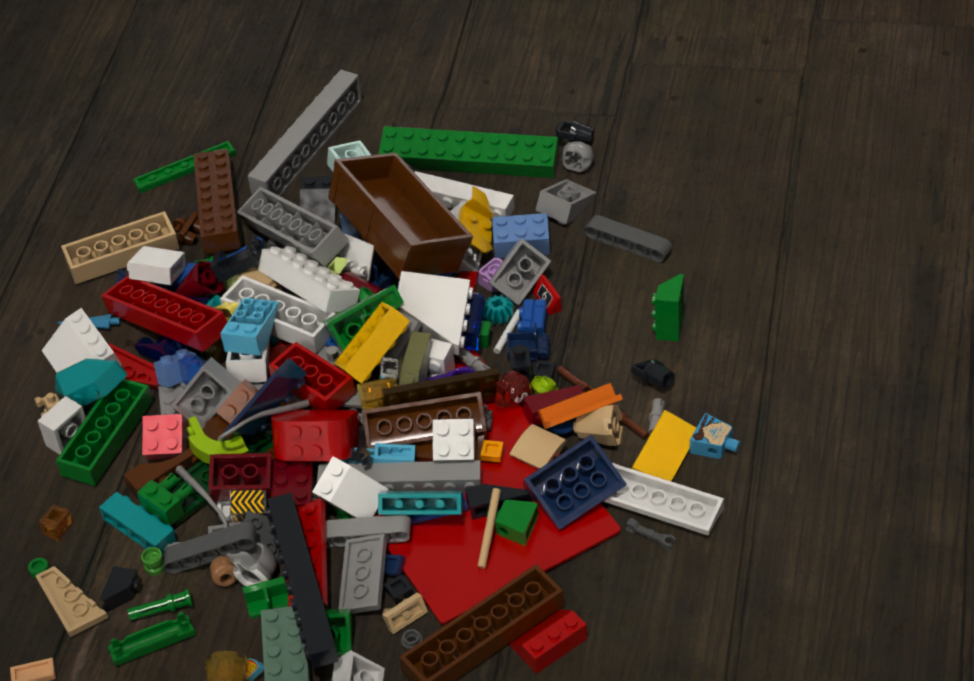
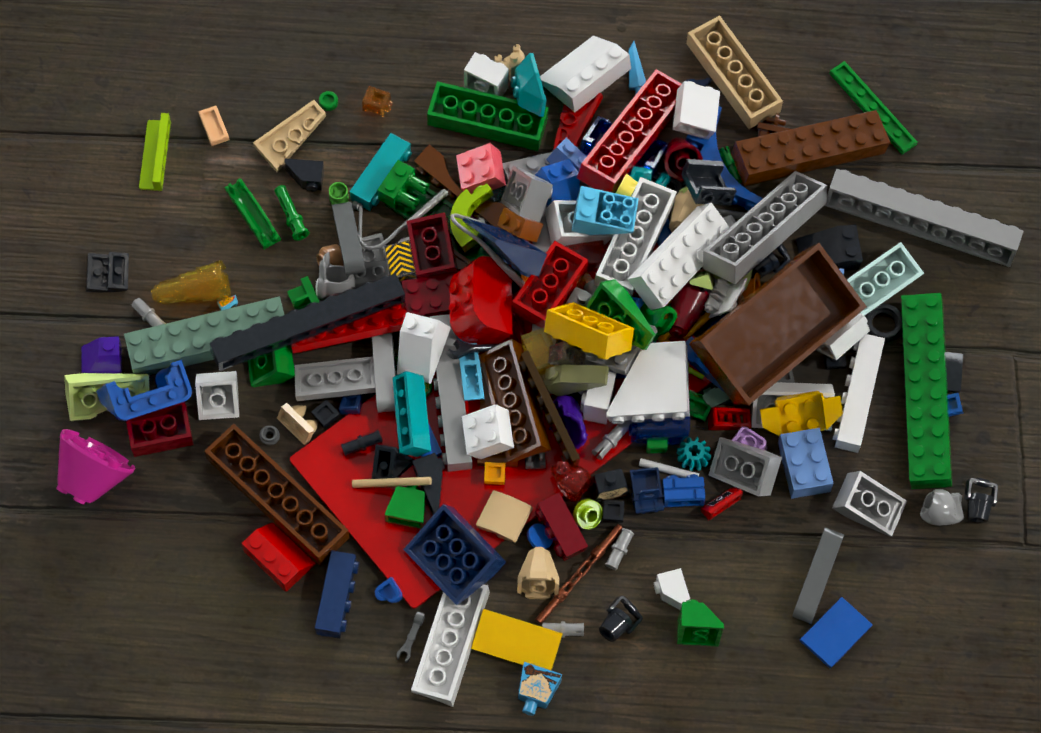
camera: 75 degrees right, 20 degrees up
(439, 555) = (361, 443): none -> black pin
(465, 535) = (389, 462): none -> black slope
(578, 405) = (552, 548): orange fence -> none
(582, 369) = (619, 549): none -> light grey pin
(600, 547) = (388, 591): none -> blue tile
(600, 590) = (336, 593): none -> dark blue brick
(629, 333) = (672, 587): none -> white slope
(683, 234) = (836, 632): none -> blue tile

